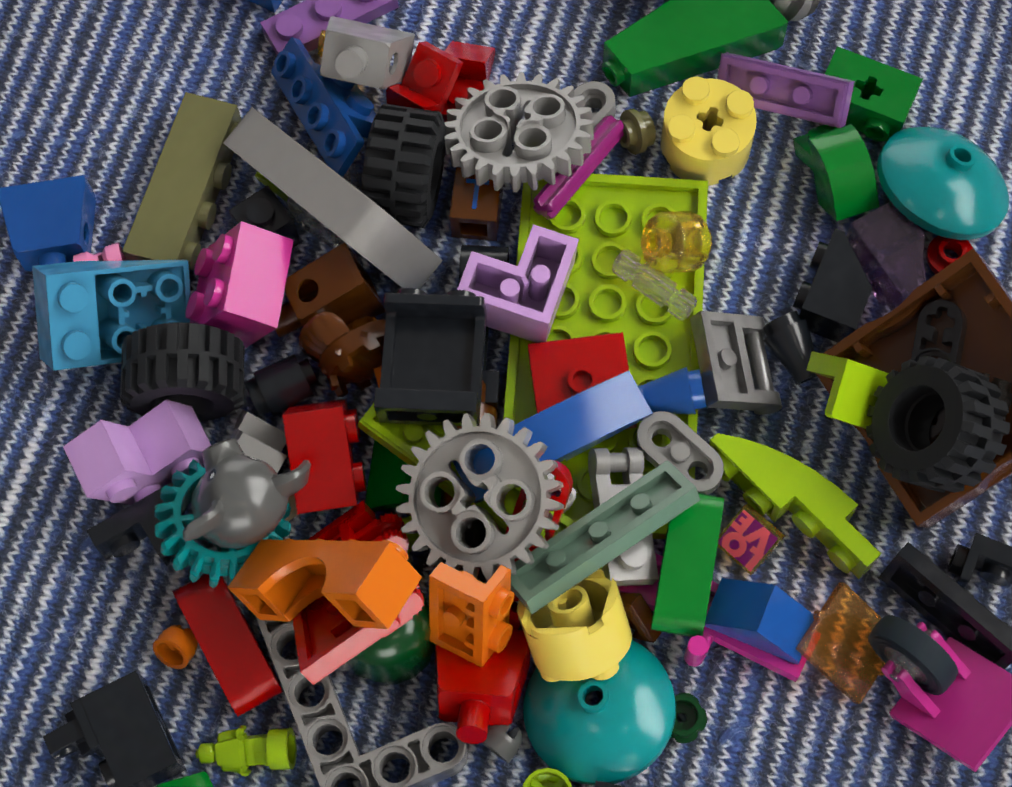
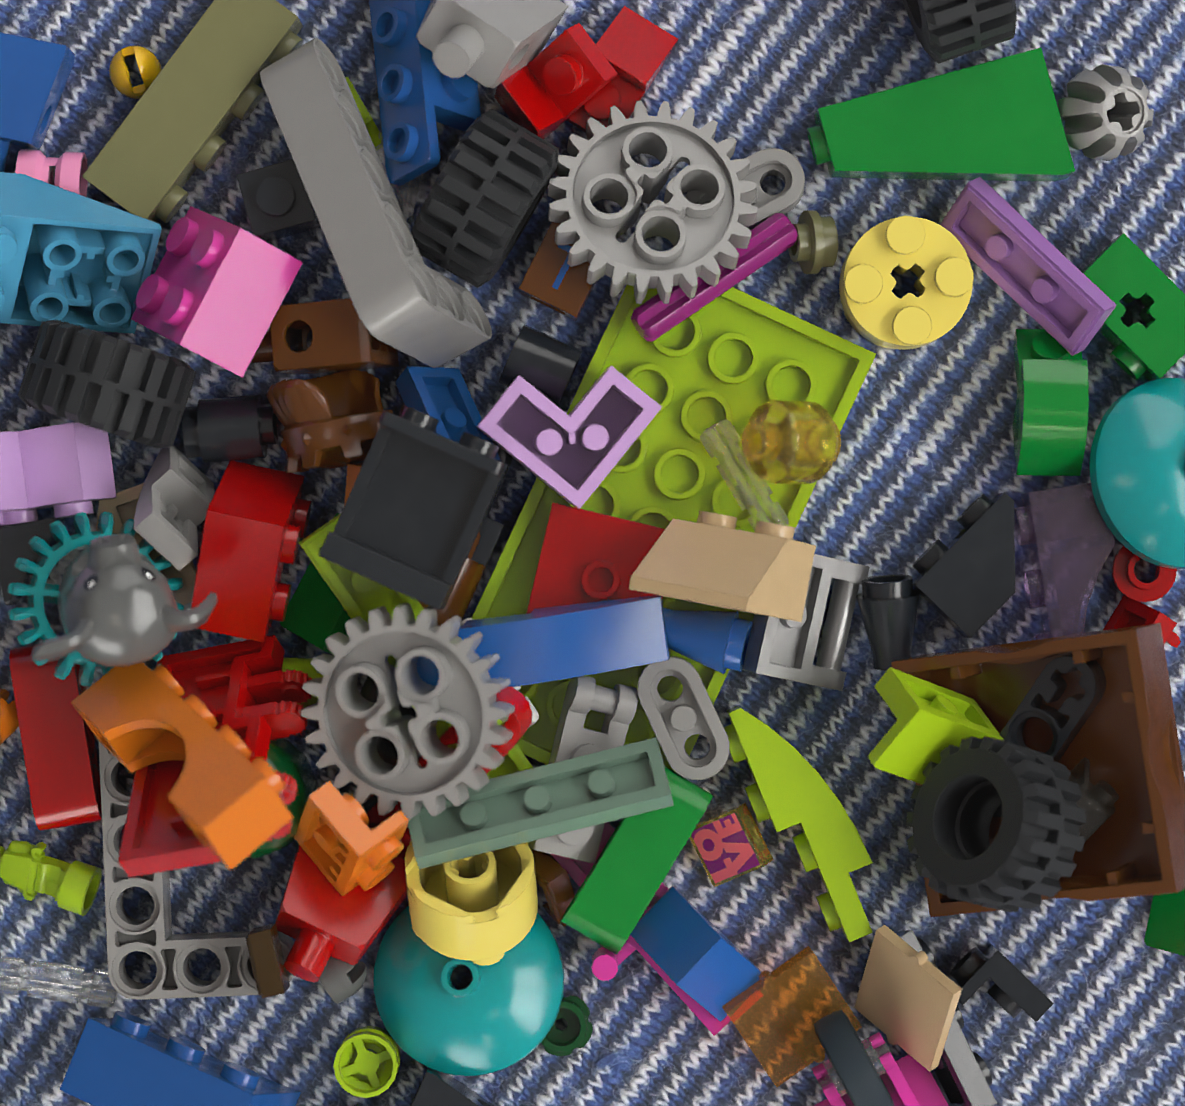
camera: 15 degrees right, 20 degrees up
(129, 190) = (148, 67): none -> yellow hinge
(443, 733) = (267, 961): none -> dark brown tile
(671, 333) = (729, 567): none -> tan slope
(929, 588) = (907, 998): none -> tan piece

